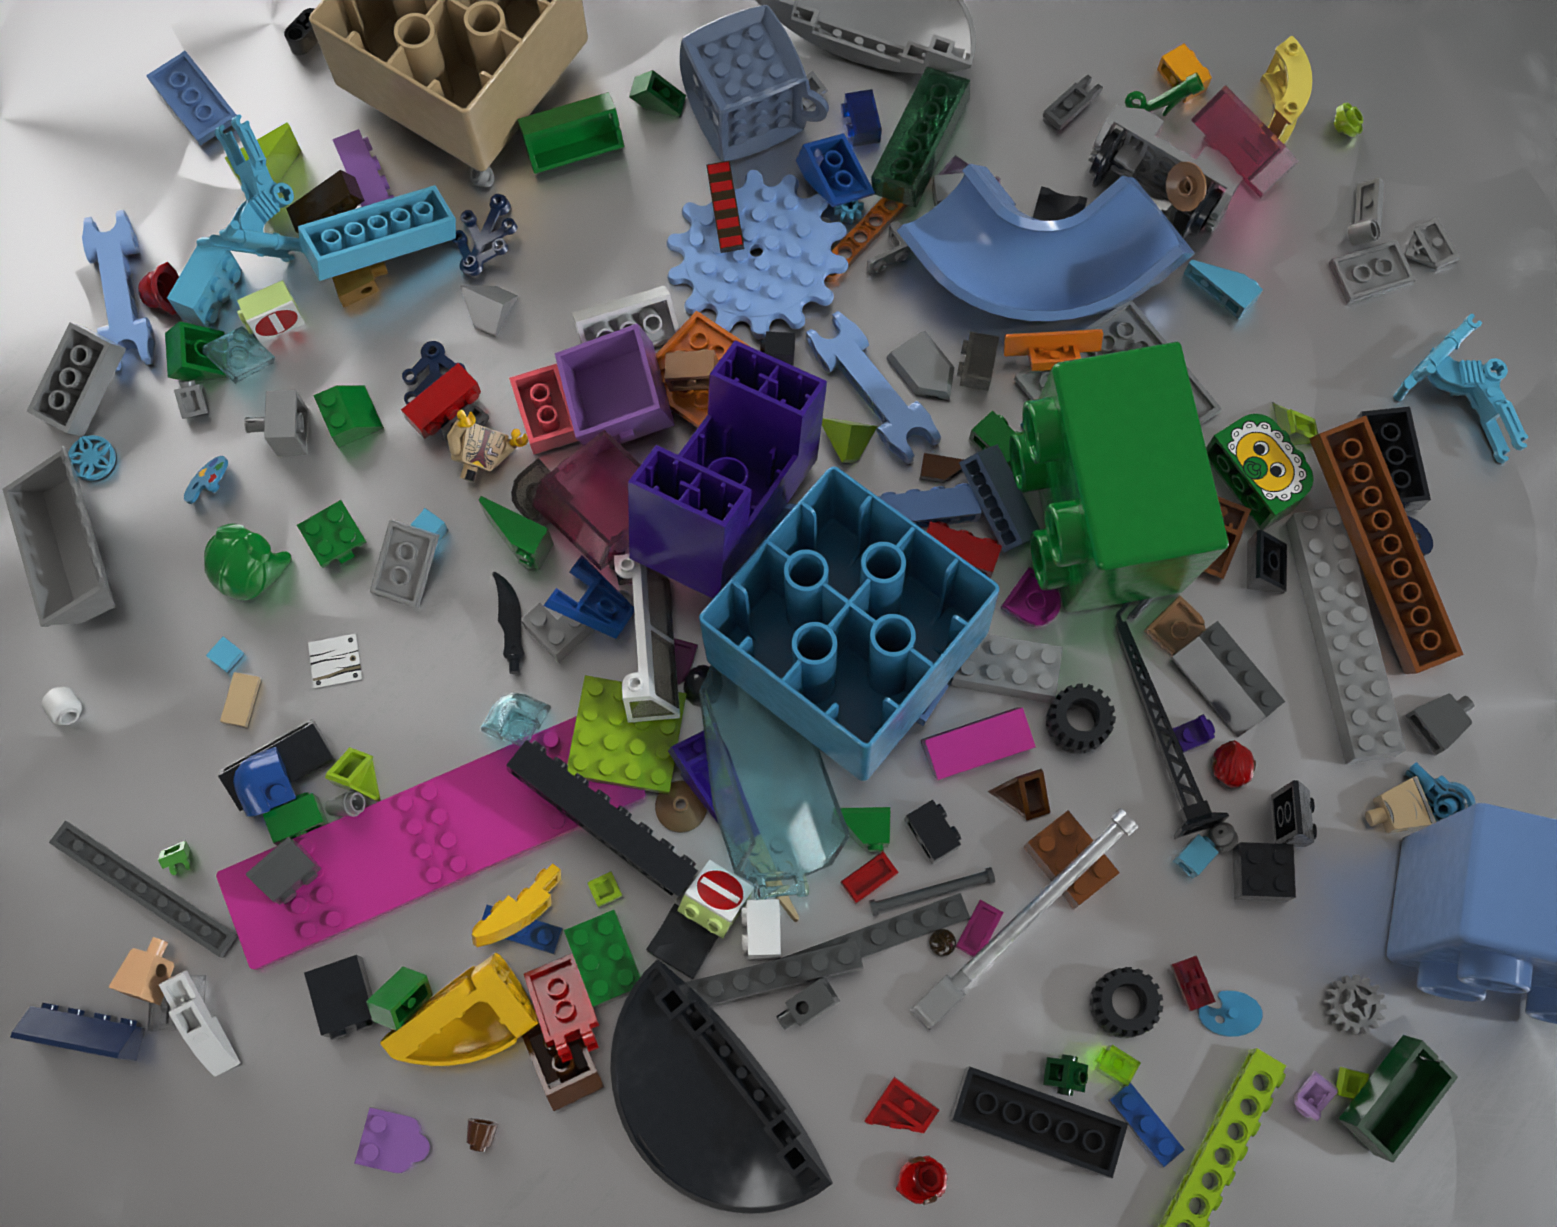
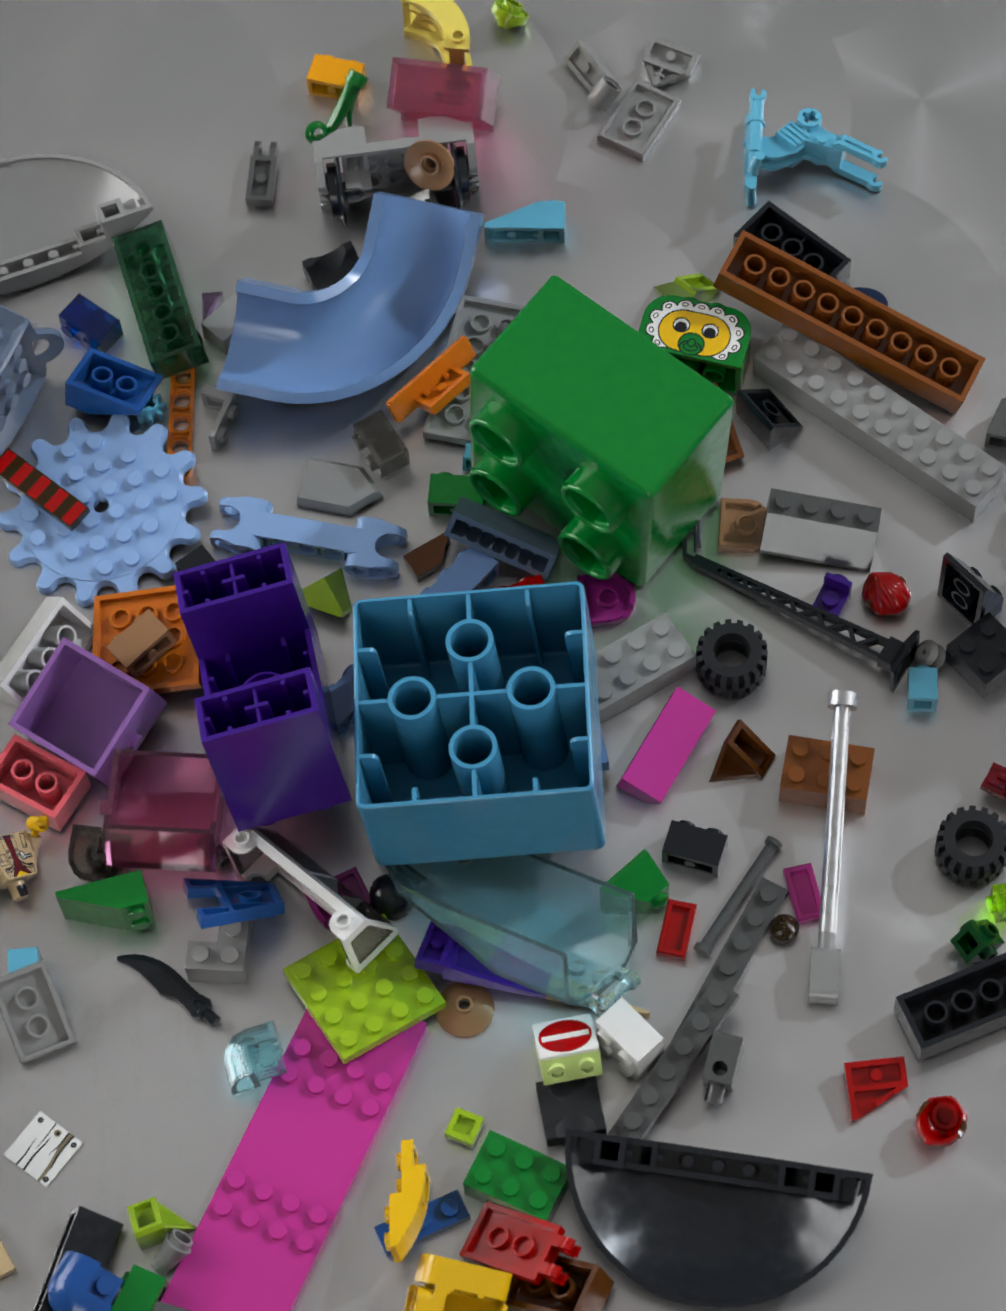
camera: 35 degrees left, 10 degrees down
(601, 819) = (412, 1065): black brick -> none

